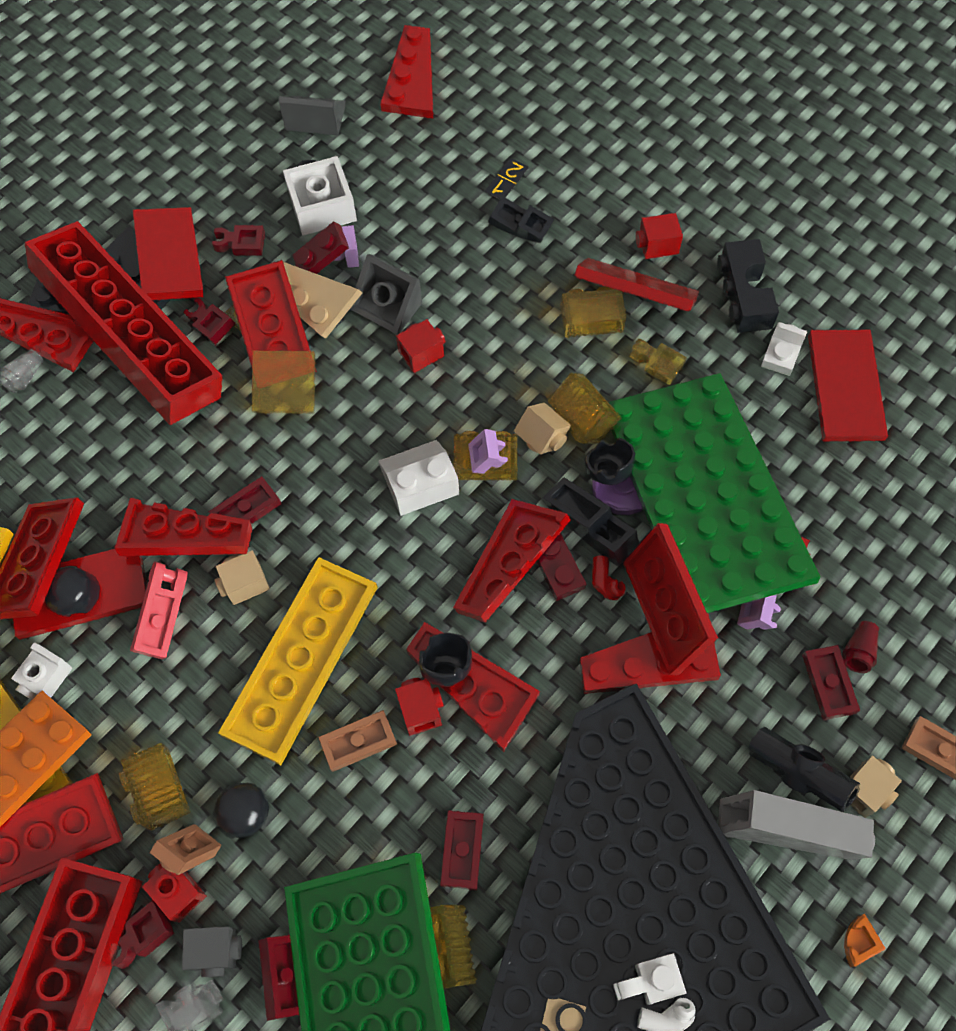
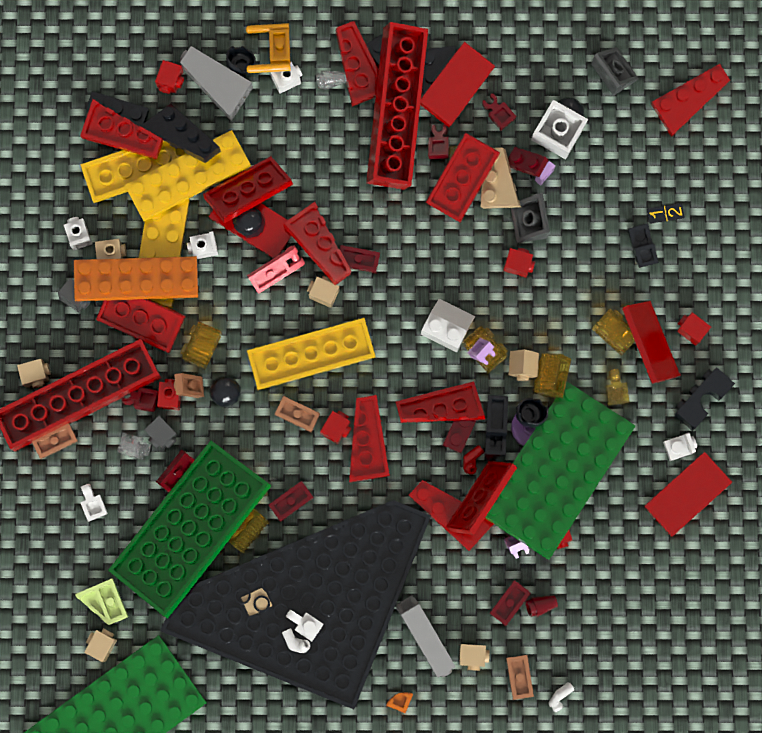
camera: 45 degrees right, 15 degrees up
(283, 382) = (437, 214): clear yellow tile -> none
(446, 659) = (364, 421): black hair -> none
(804, 769) = (453, 619): black piece -> none

